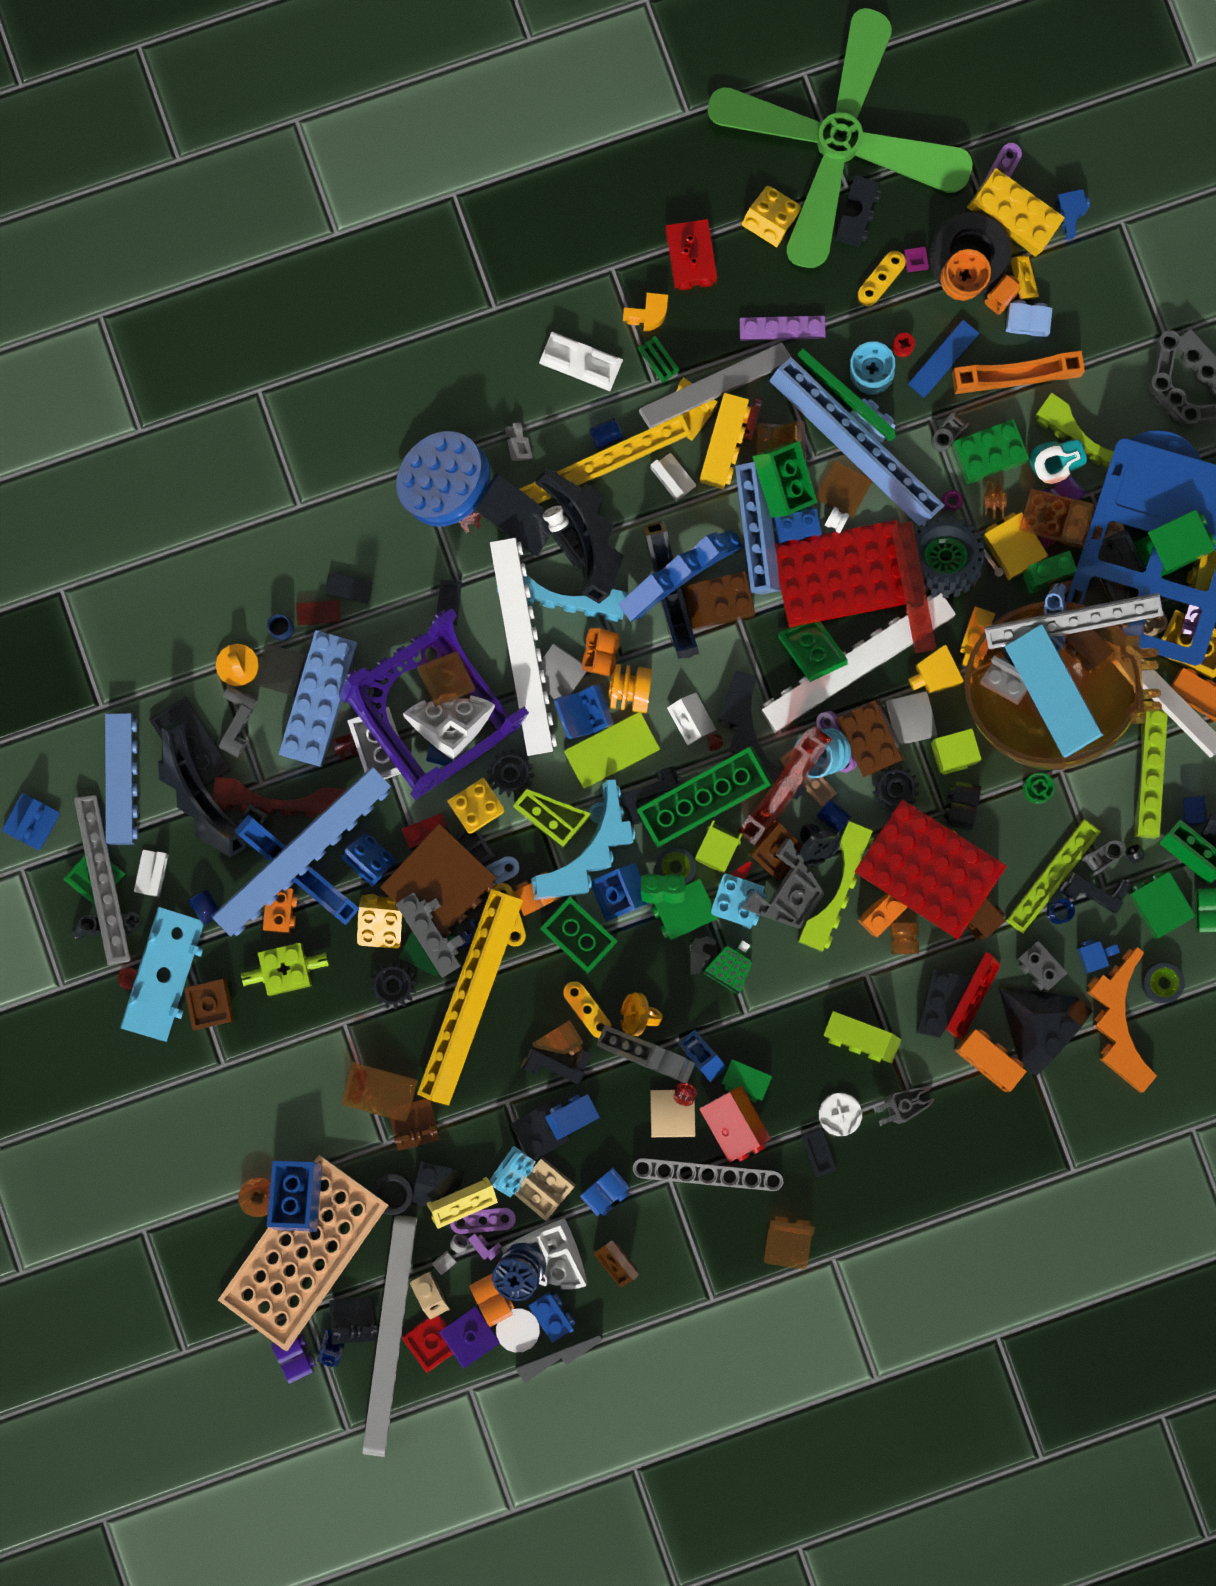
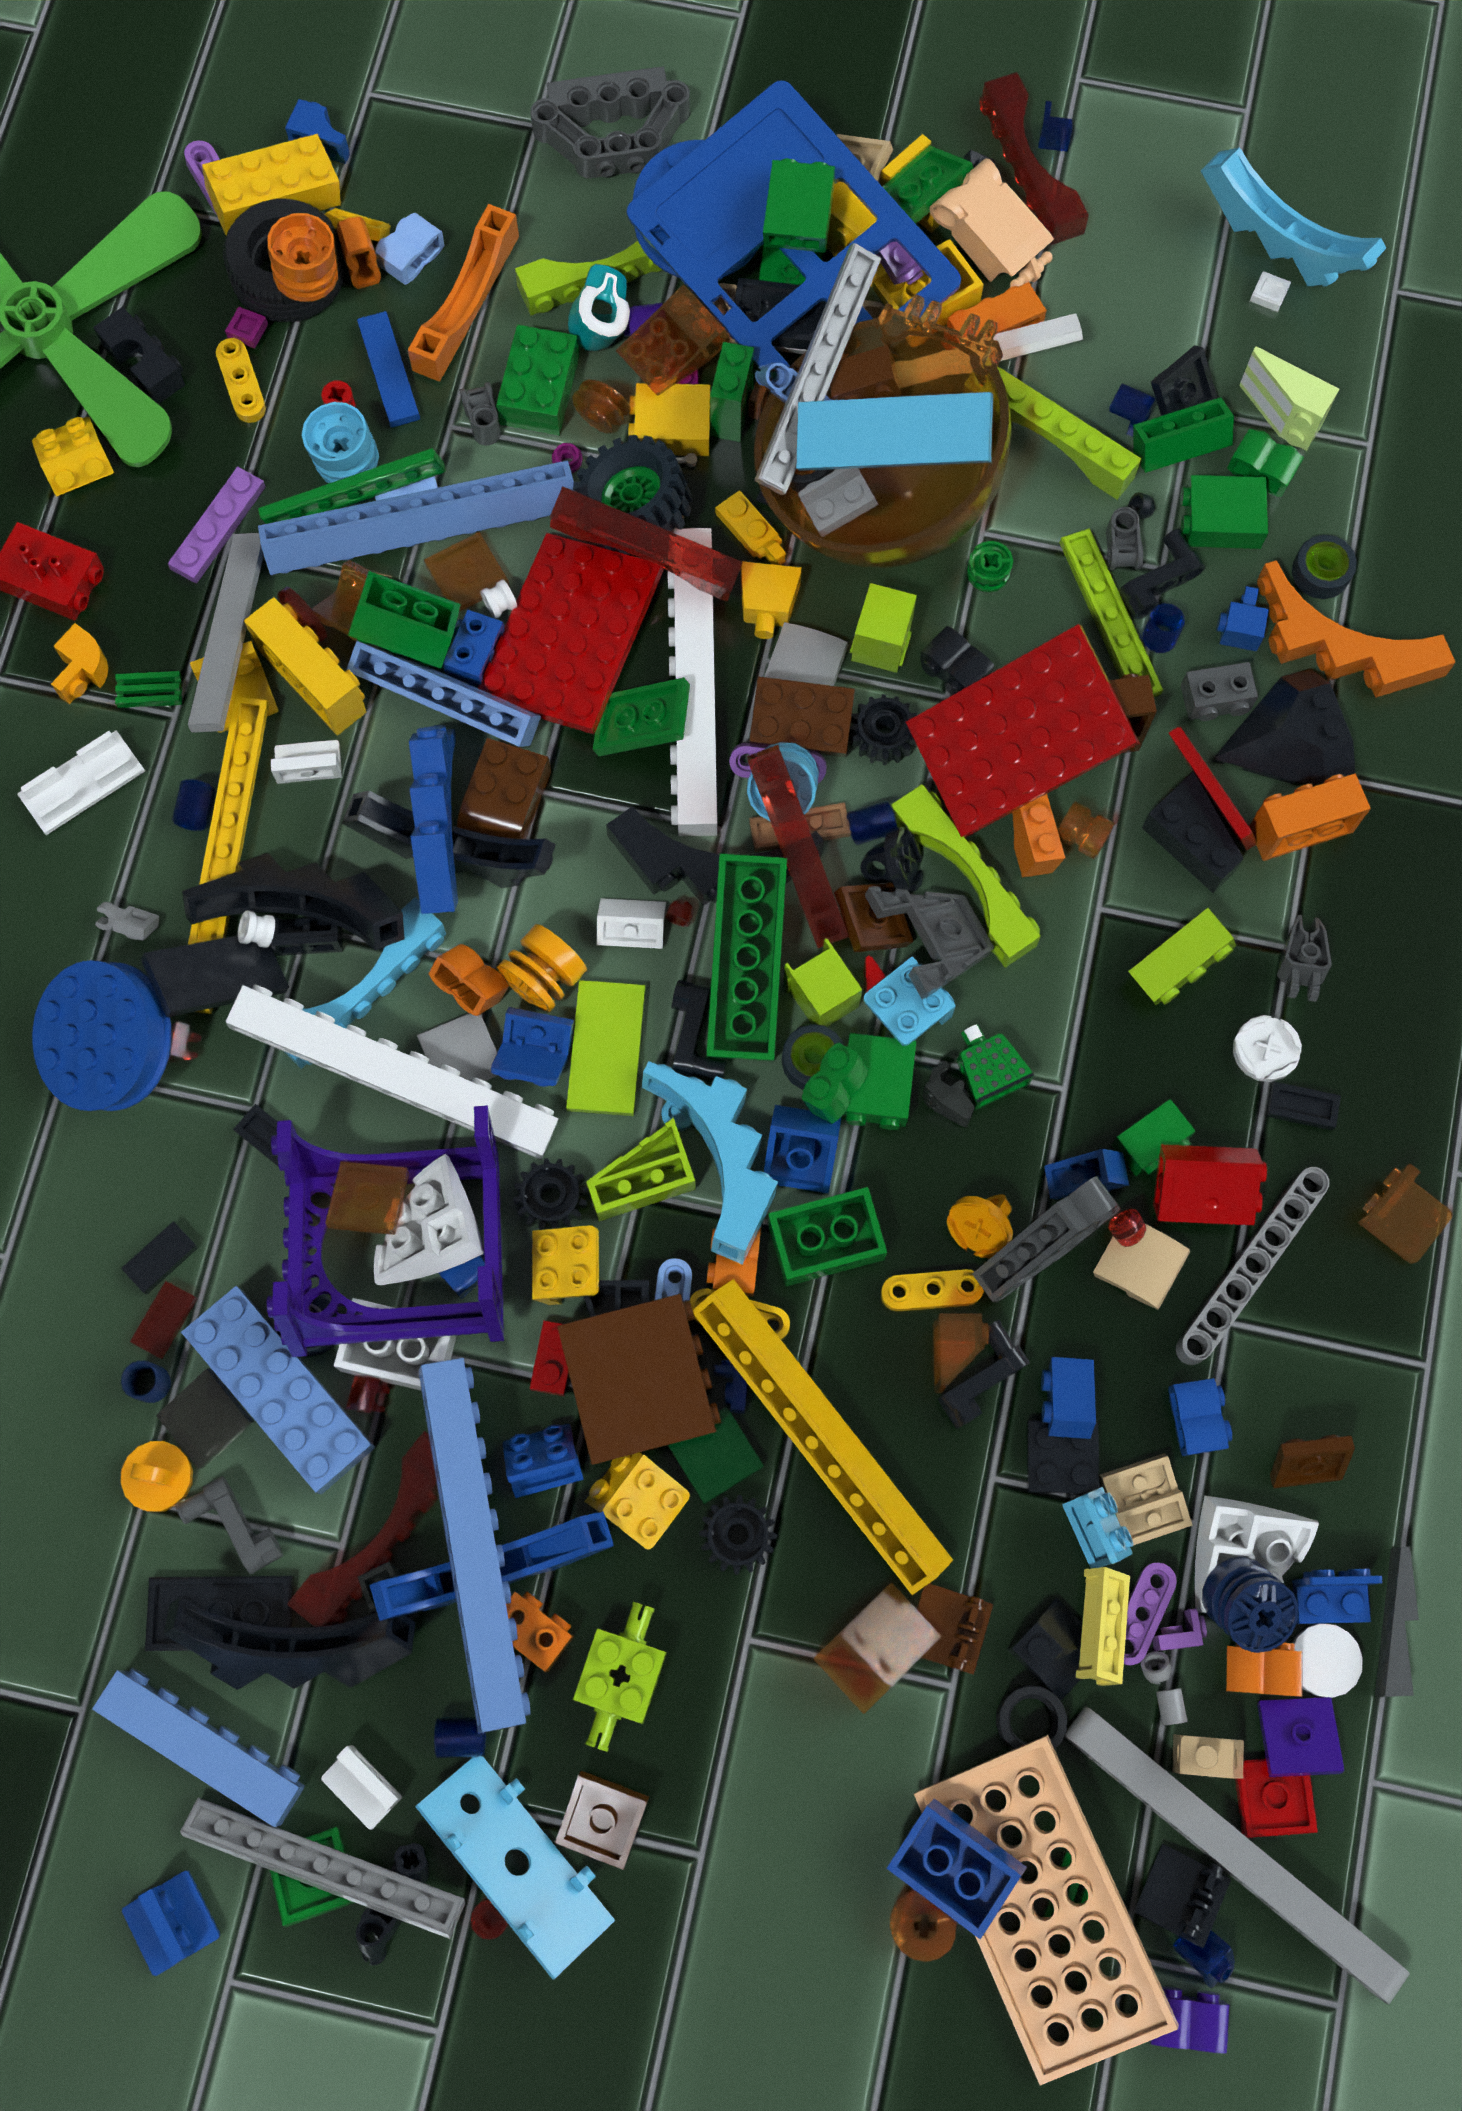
camera: 55 degrees left, 10 degrees down
(439, 949) = (671, 1436): dark grey hinge -> none

